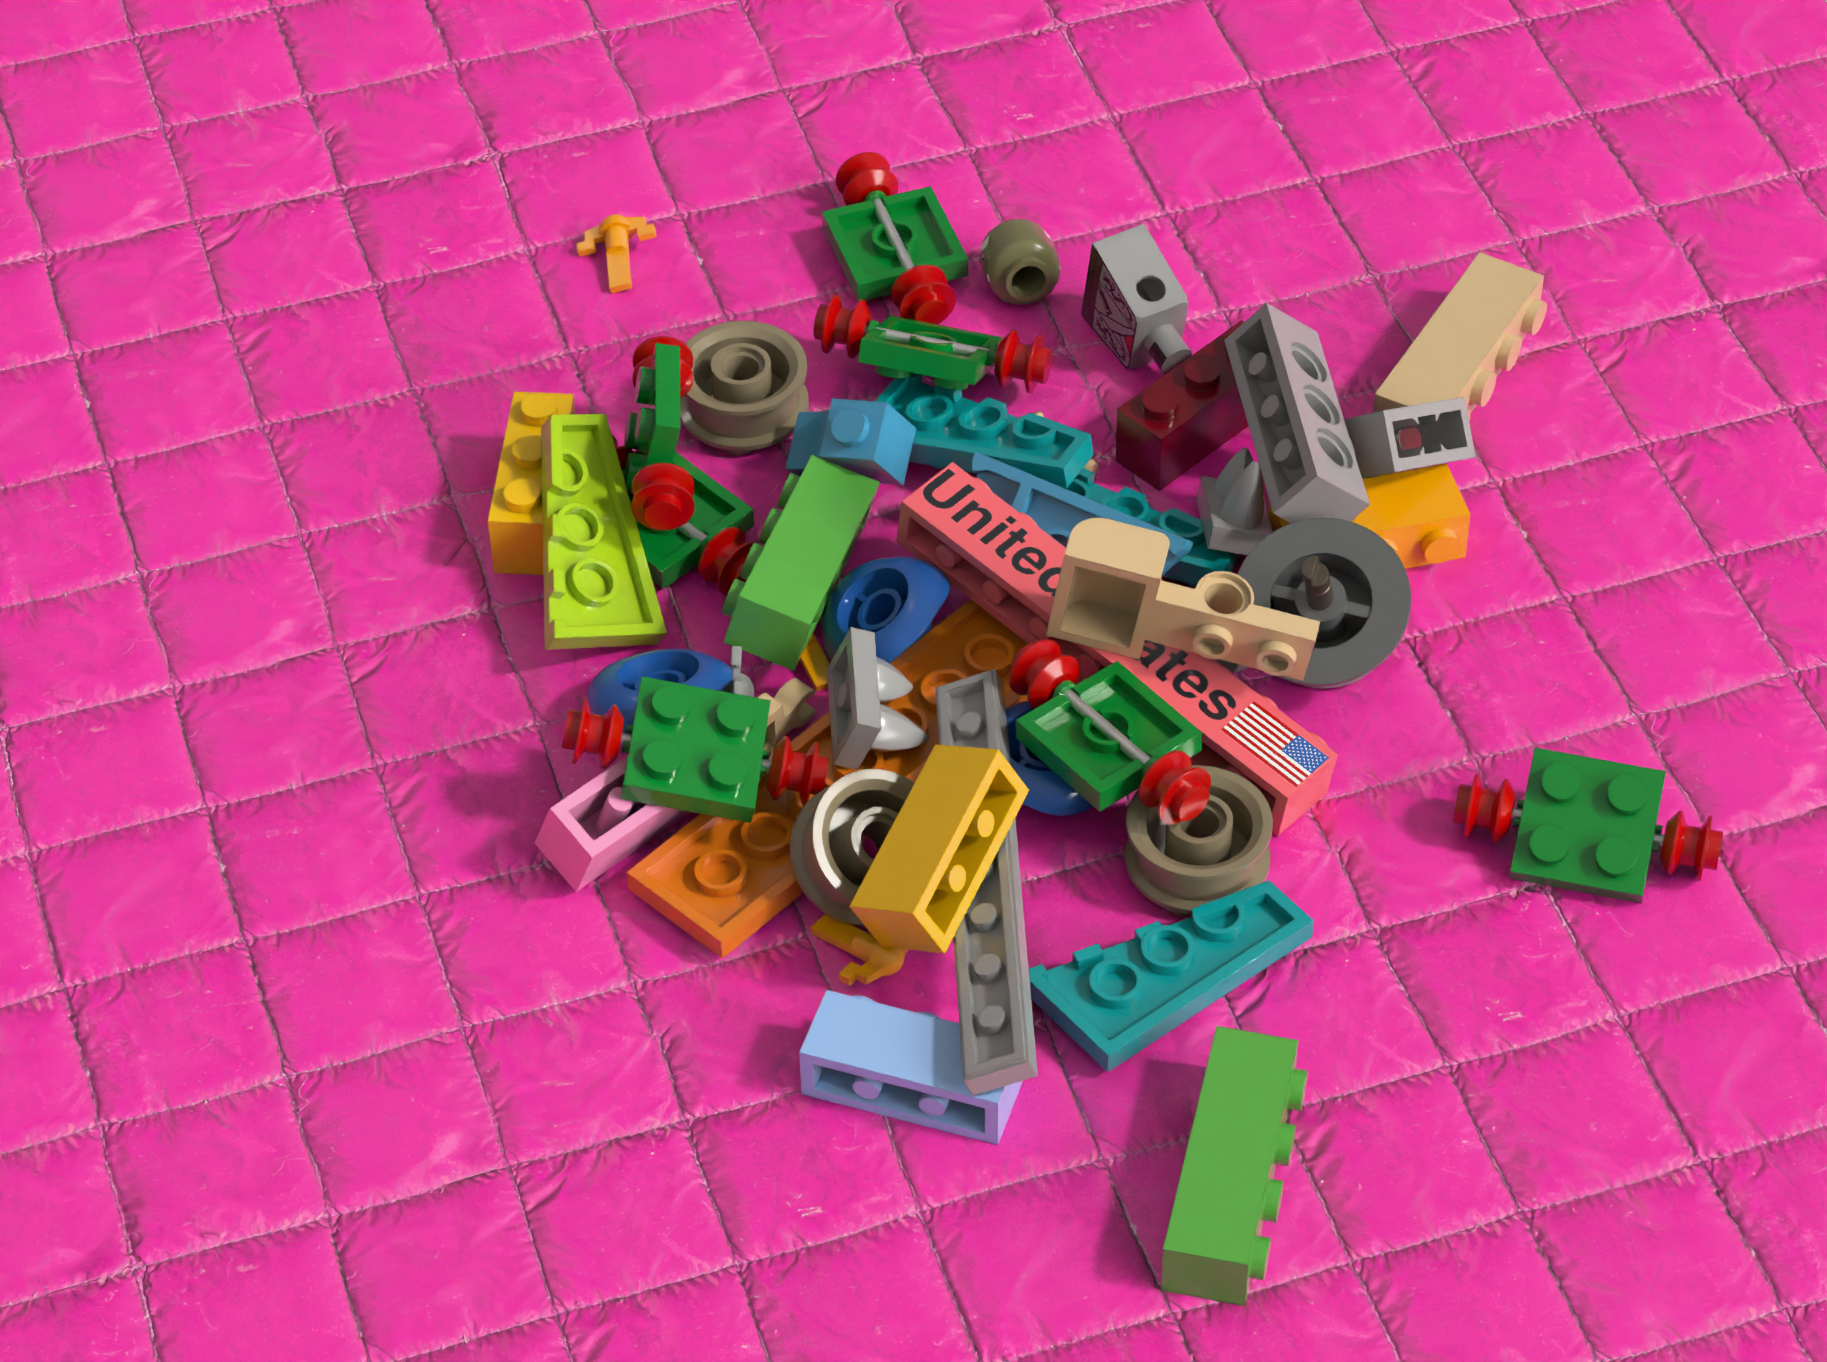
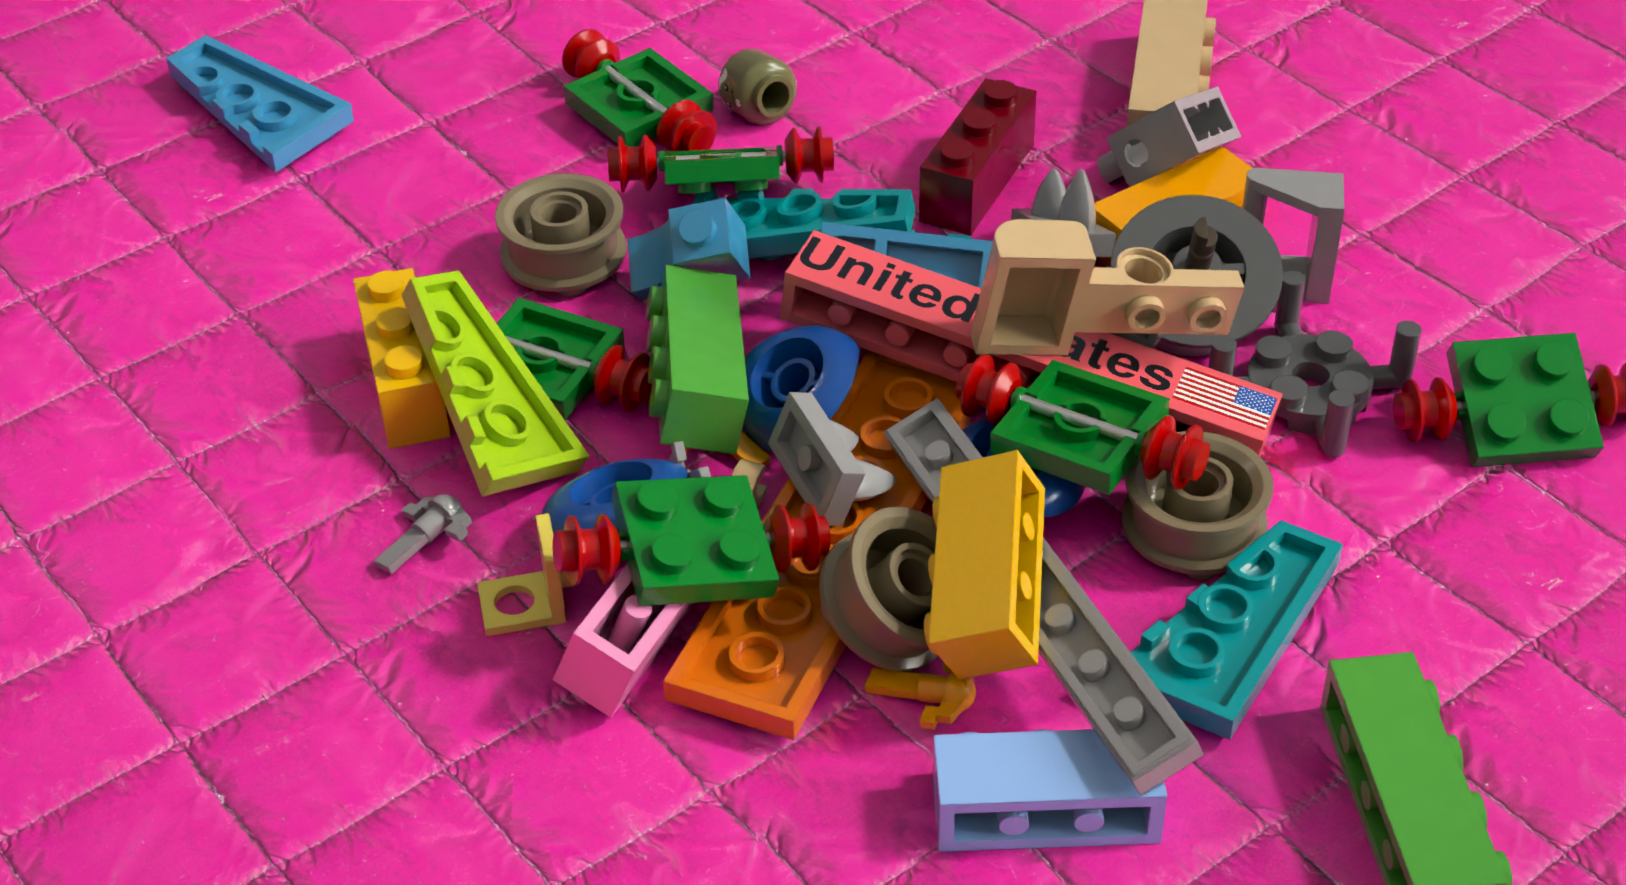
camera: 20 degrees left, 5 degrees down
(503, 655) = (431, 518): none -> light grey piece
(517, 151) = (257, 102): none -> dark azure wing
(564, 773) = (542, 586): none -> light yellow bracket
(616, 232) = (380, 145): light orange piece -> none
(659, 487) = (517, 277): plate -> none
(1136, 301) = (881, 89): light grey torso -> none
(1295, 419) = (1091, 131): light grey brick -> none
(1405, 717) = (1325, 358): none -> dark grey plate
(1485, 562) = (1313, 193): none -> tile

